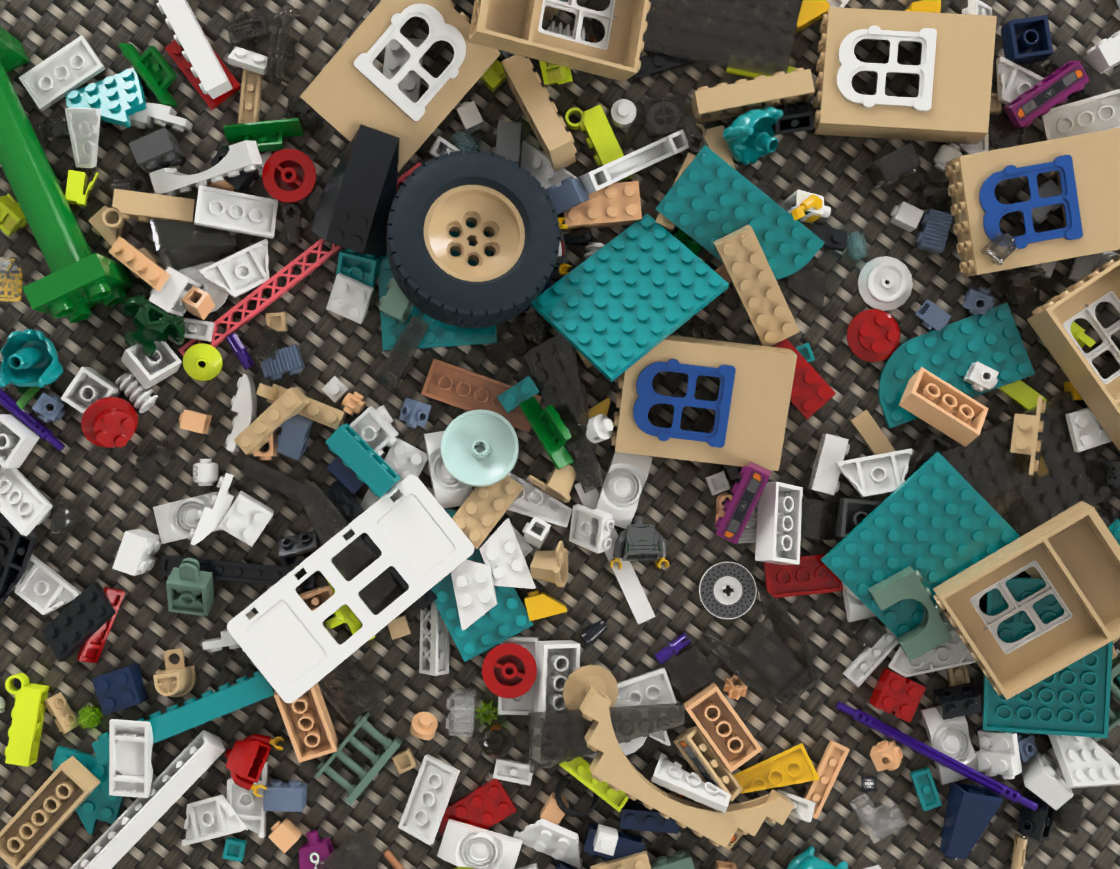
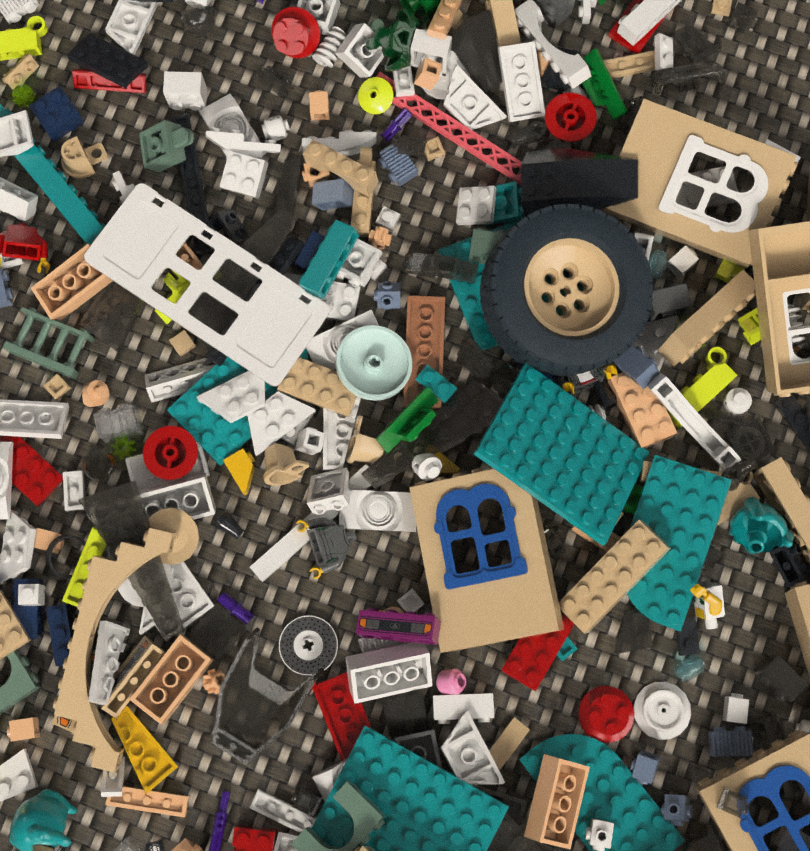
camera: 75 degrees right, 10 degrees down
(803, 468) = (451, 682): none -> bright pink head

